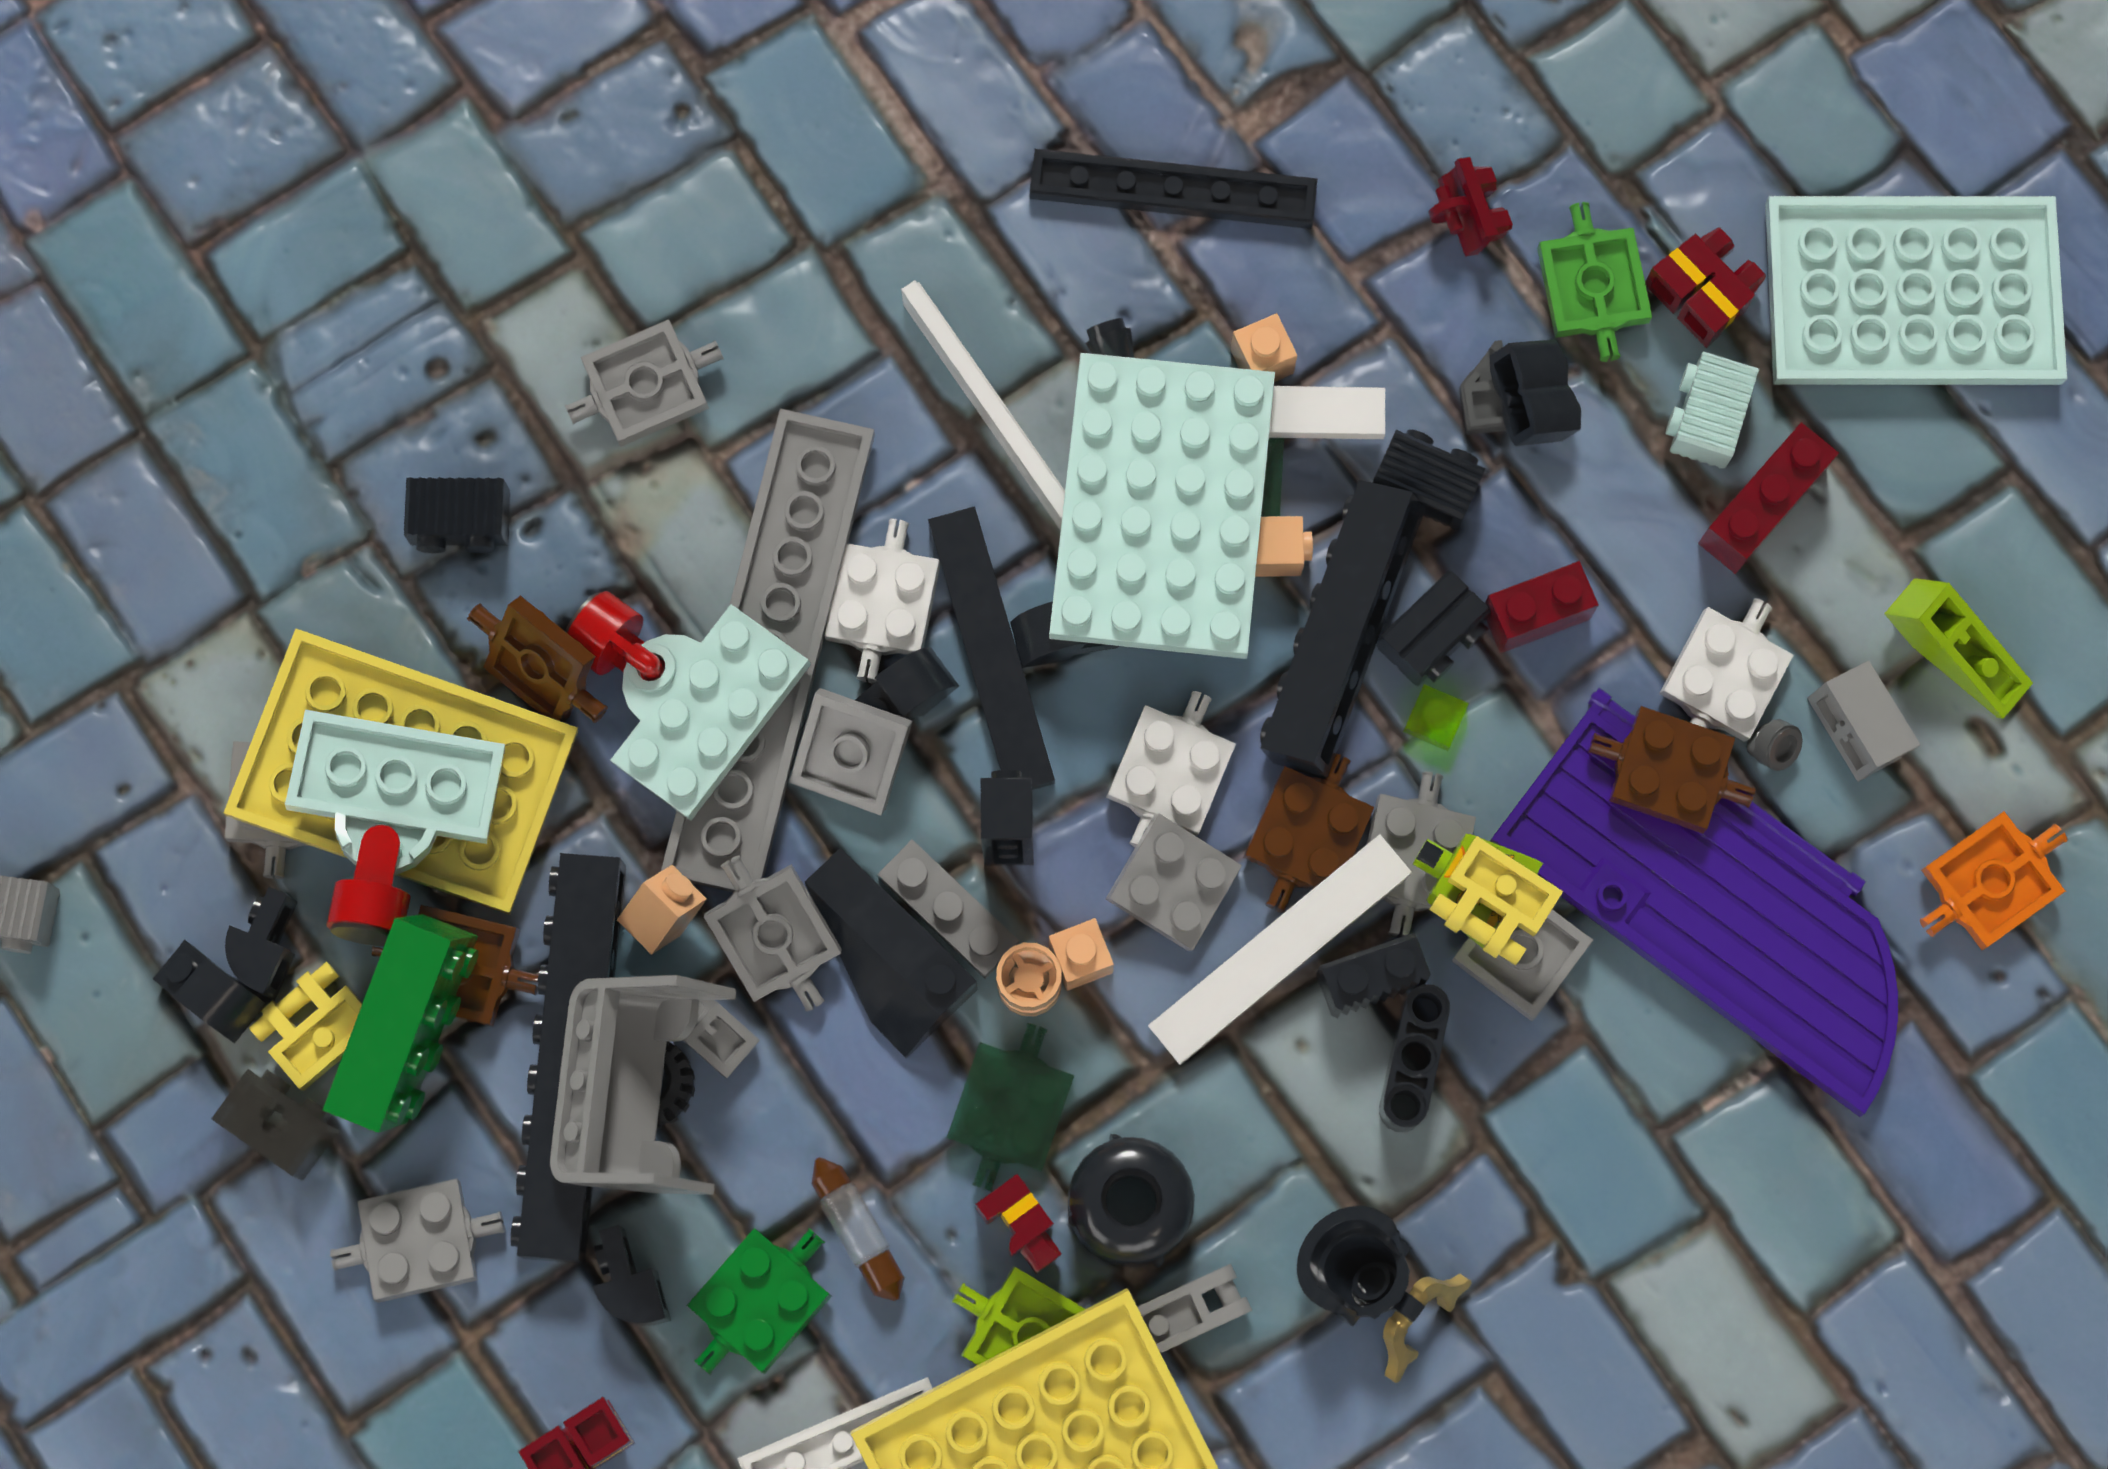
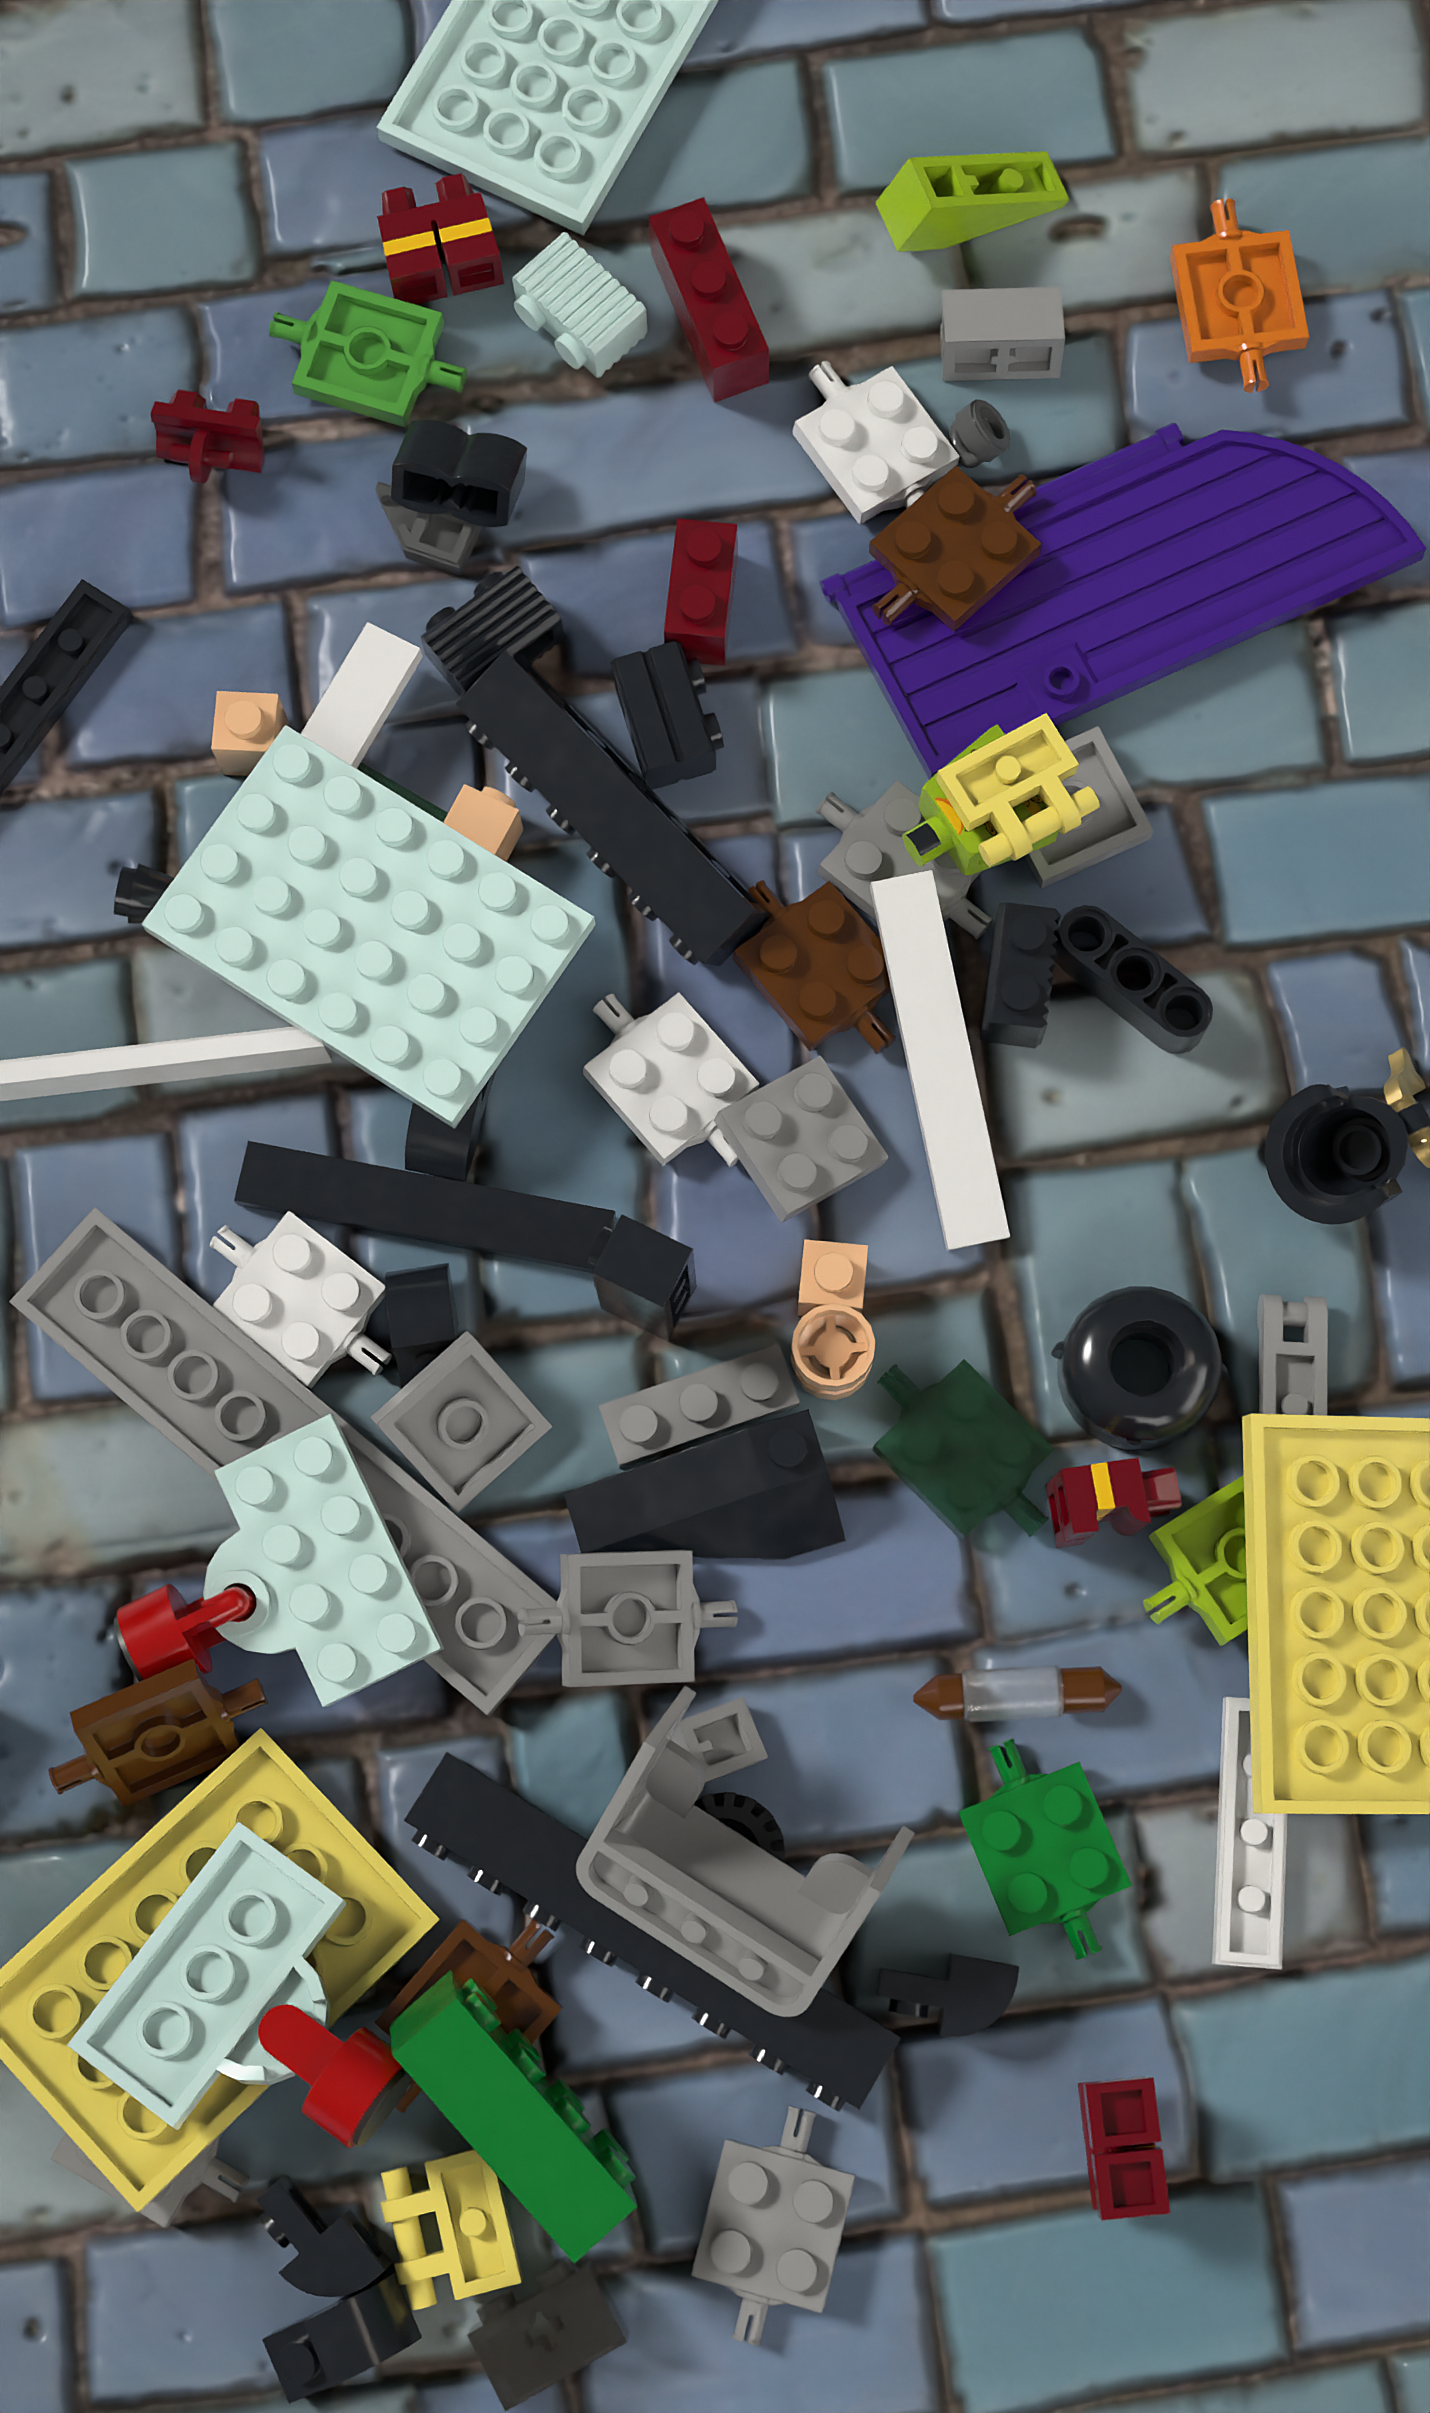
camera: 60 degrees left, 0 degrees up
(661, 909) = (532, 1733): light nougat brick -> none
(1435, 717) = (761, 767): clear neon green plate -> none

